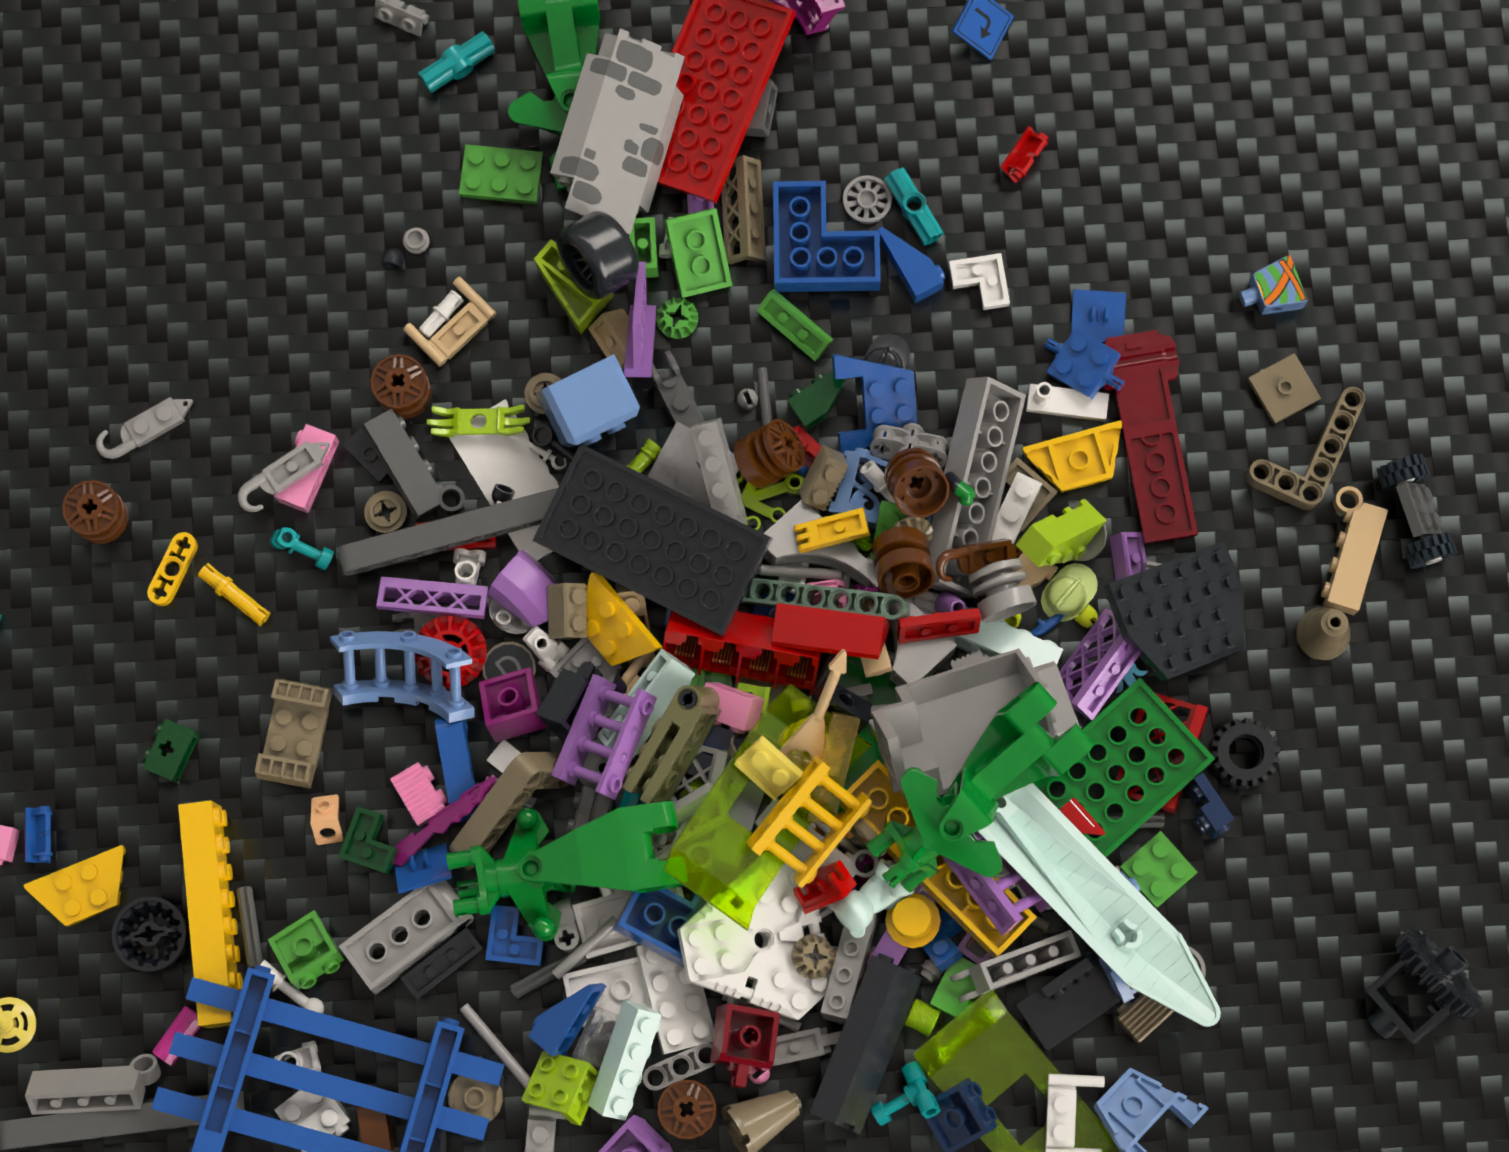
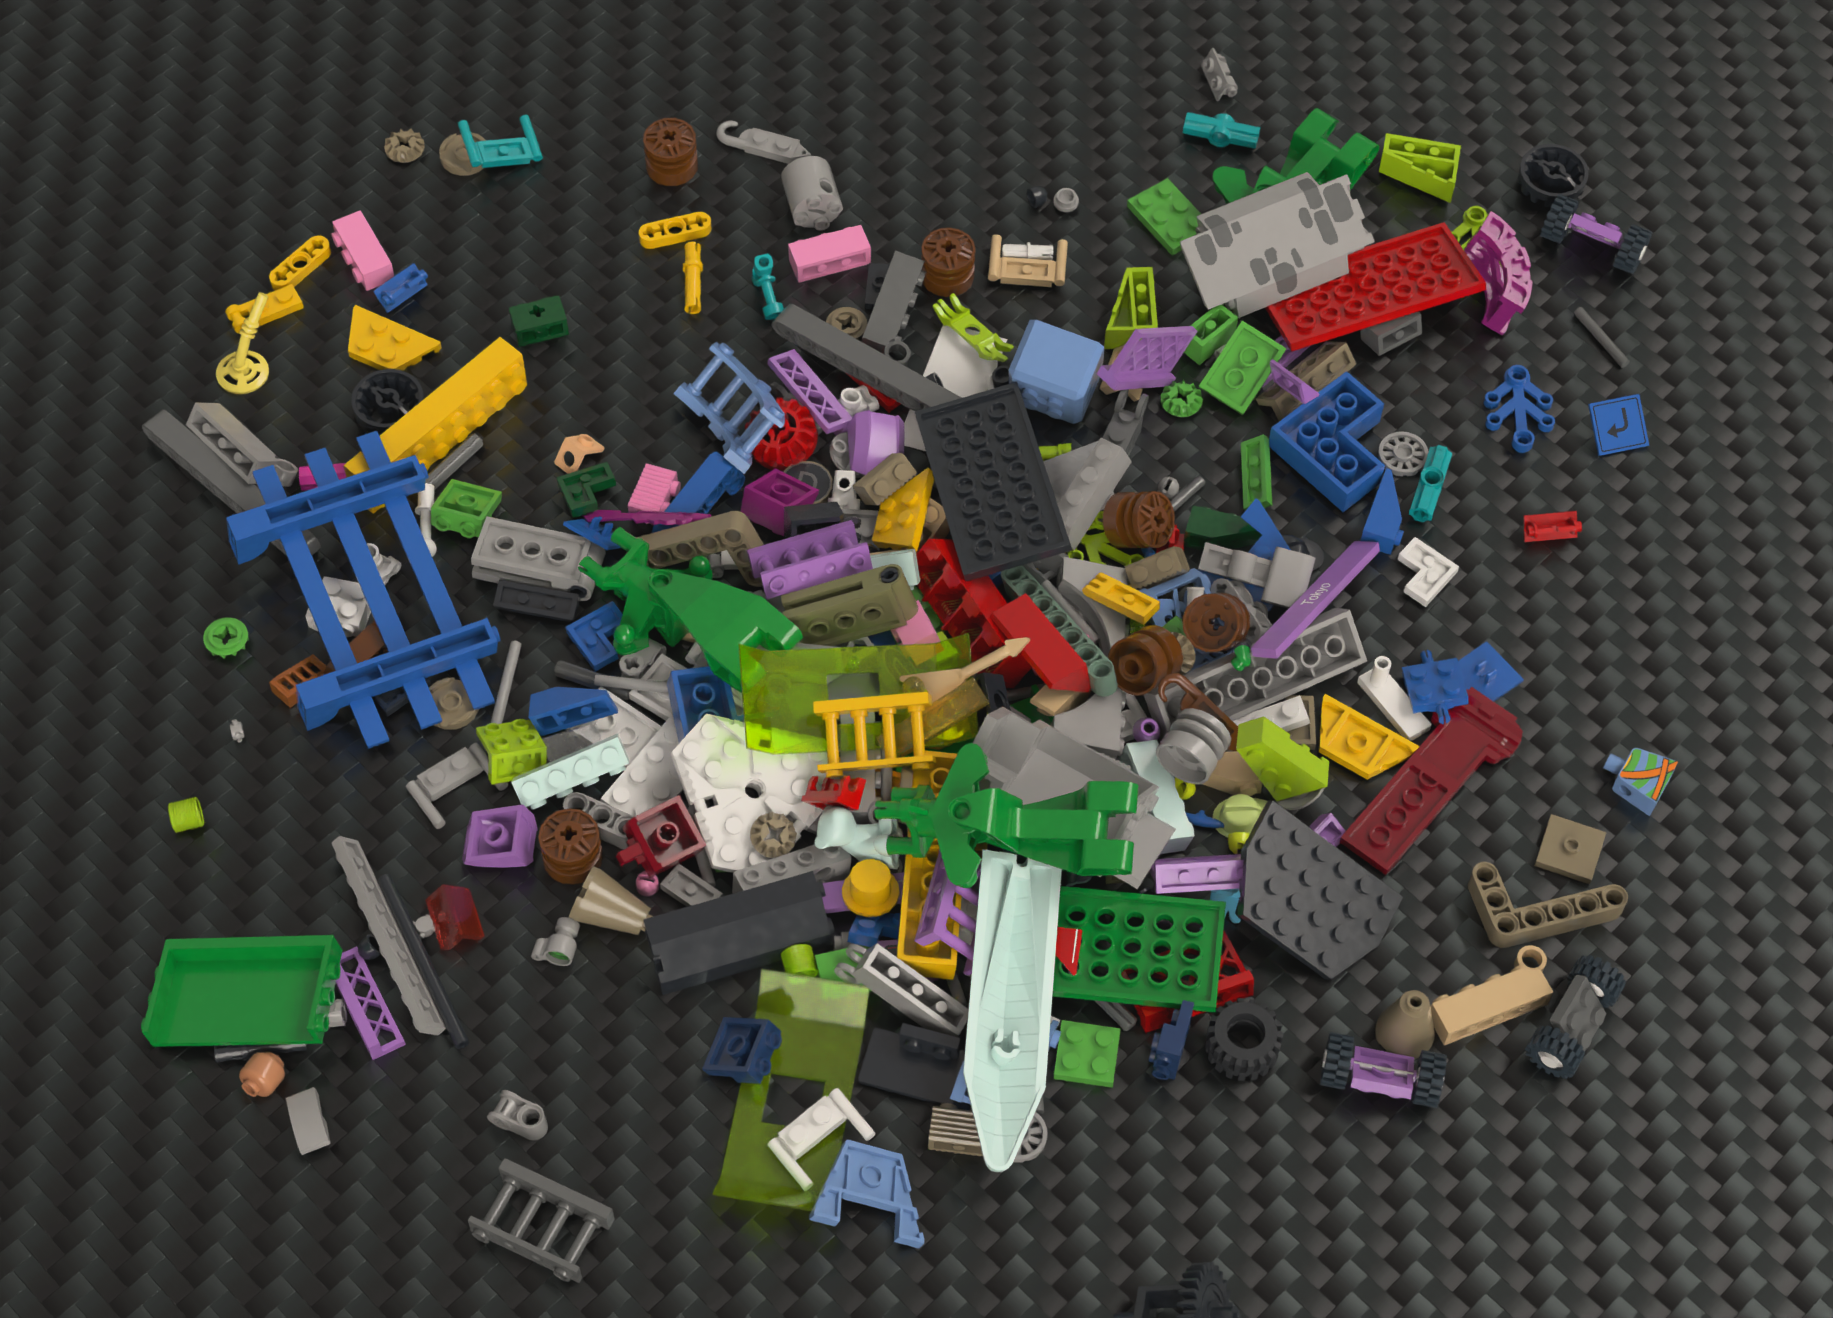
camera: 45 degrees right, 20 degrees down
(238, 435) = (811, 192): none -> light grey cylinder
(284, 472) = (812, 233): light grey plate -> none
(294, 733) = (626, 386): dark tan plate -> none
(597, 255) = (1167, 287): black wheel -> none
(749, 230) = (1292, 383): none -> medium lavender slope
(768, 768) = (889, 668): light yellow plate -> none
(901, 76) = (1520, 406): none -> blue plant
(910, 394) = (1282, 578): none -> light grey plate
(915, 1093) = (730, 1002): teal bar -> none
(938, 625) = (1120, 720): red plate -> none
(951, 389) = (1315, 599): none -> medium lavender tile
(1347, 680) = (1383, 1071): none -> plate

